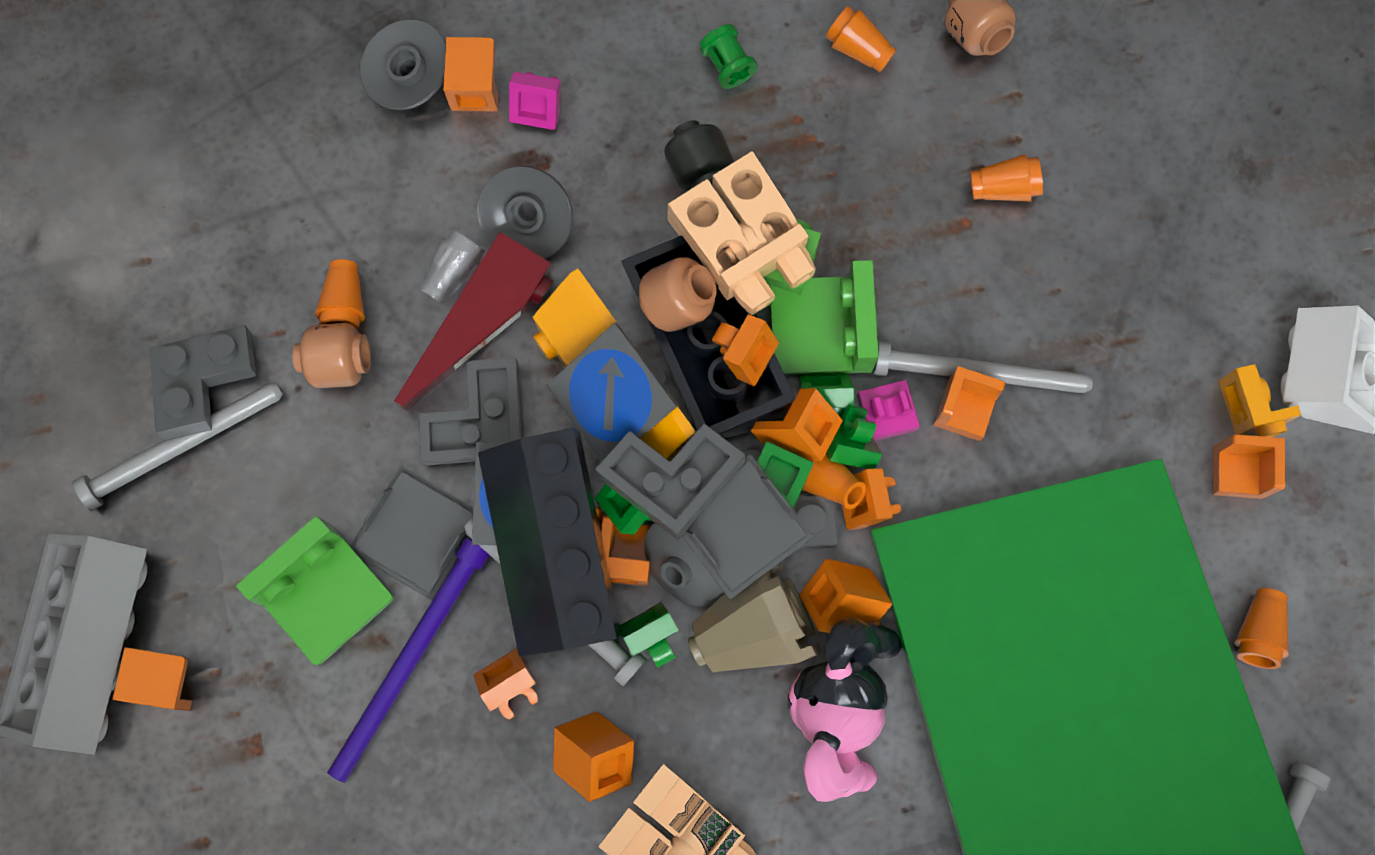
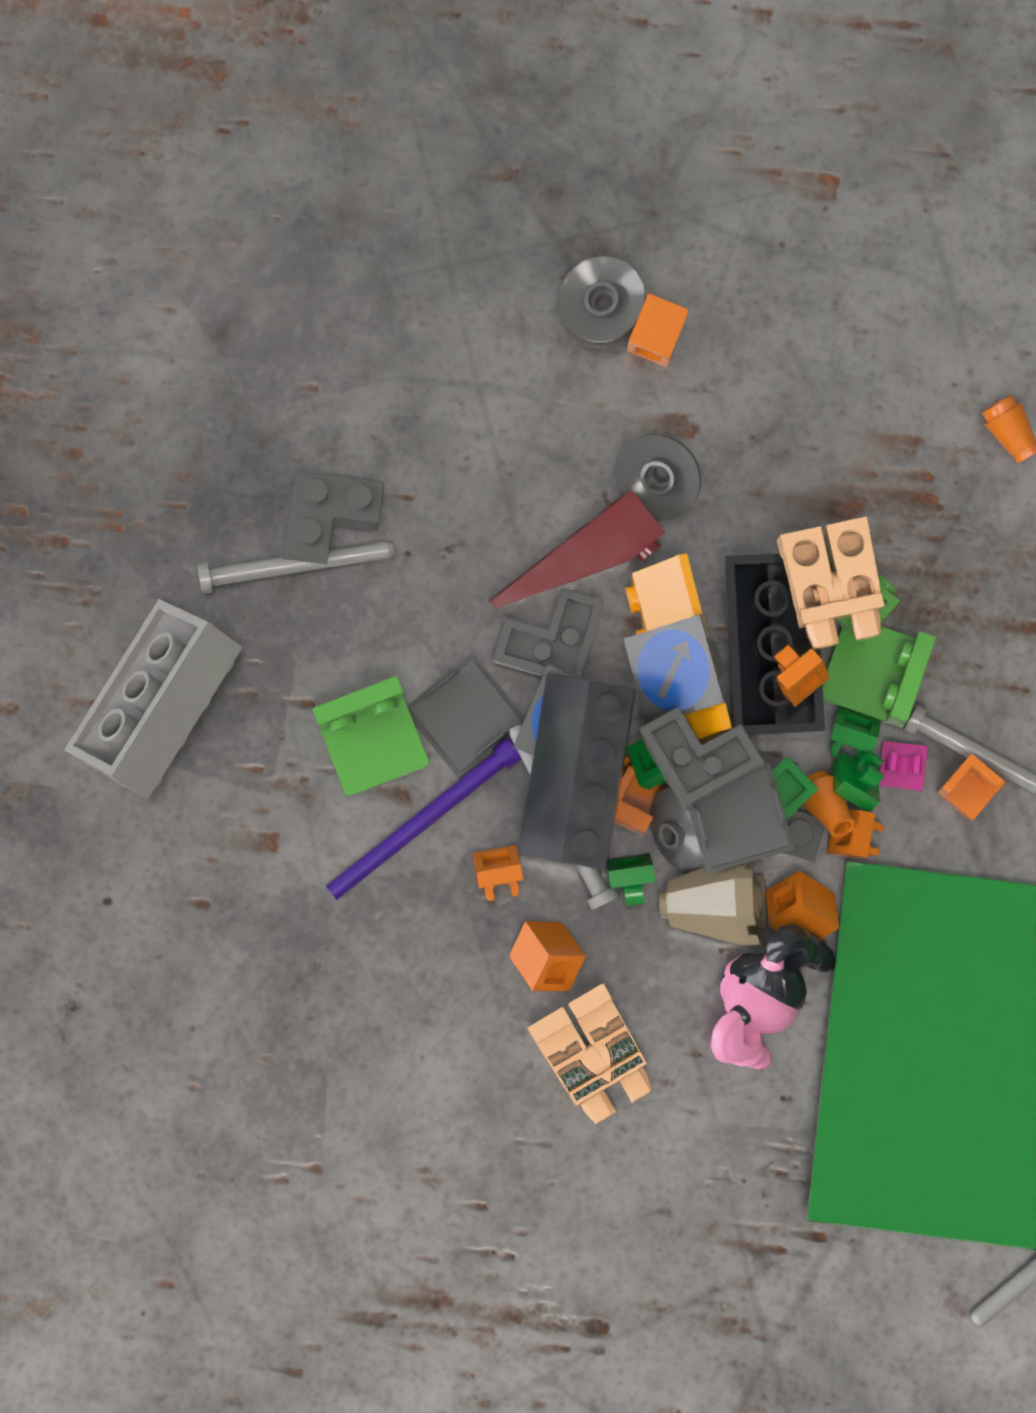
camera: 15 degrees right, 5 degrees up
(152, 679) = (214, 757): orange panel -> none
(332, 355) = (450, 539): nougat head -> none
(341, 295) = (473, 491): orange cone -> none
(451, 266) = (578, 497): clear cone -> none
(534, 100) = (704, 375): dark pink tile -> none
(677, 294) = (760, 608): nougat head -> none
(696, 153) = (827, 483): pearl dark grey head -> none
(728, 56) = (888, 399): green bush -> none
(805, 429) = (824, 757): orange panel -> none

